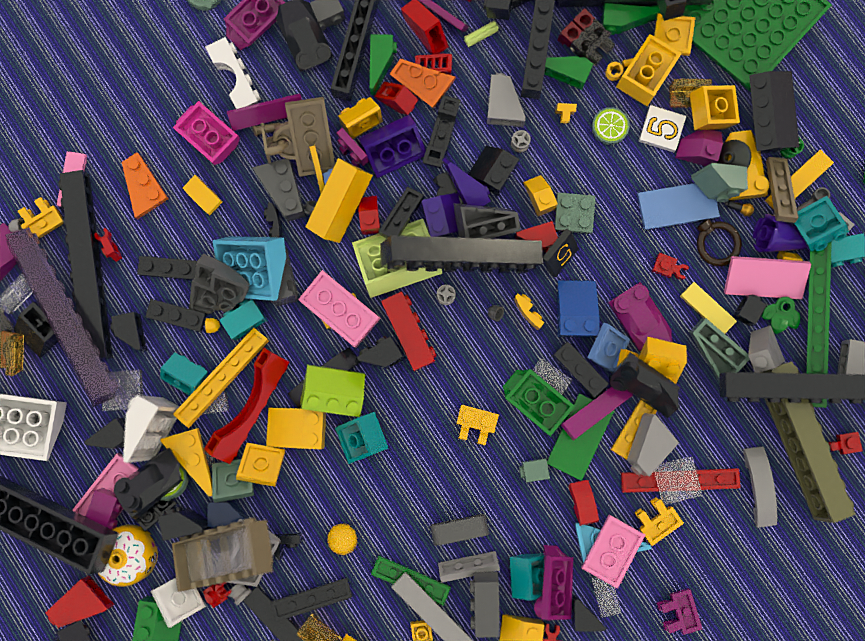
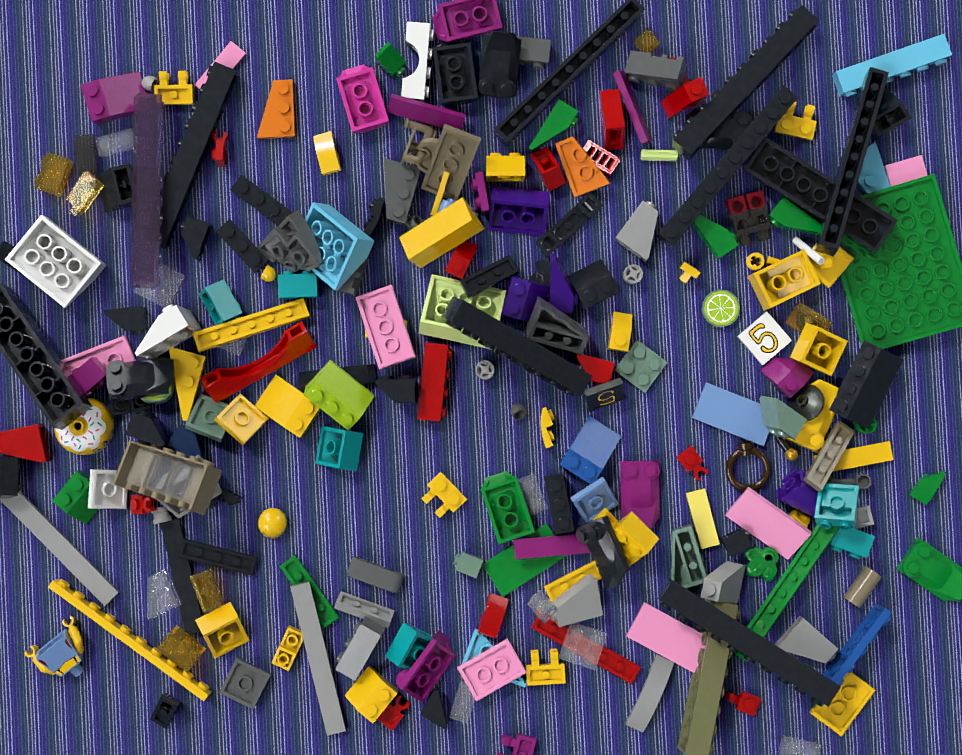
camera: 25 degrees right, 5 degrees up
(210, 86) = (390, 61): none -> green slope
(272, 66) = (455, 73): none -> black slope
(622, 467) = (542, 606): none -> clear plate
(656, 33) = (809, 251): none -> white piece
(743, 428) = (666, 636): none -> bright pink tile

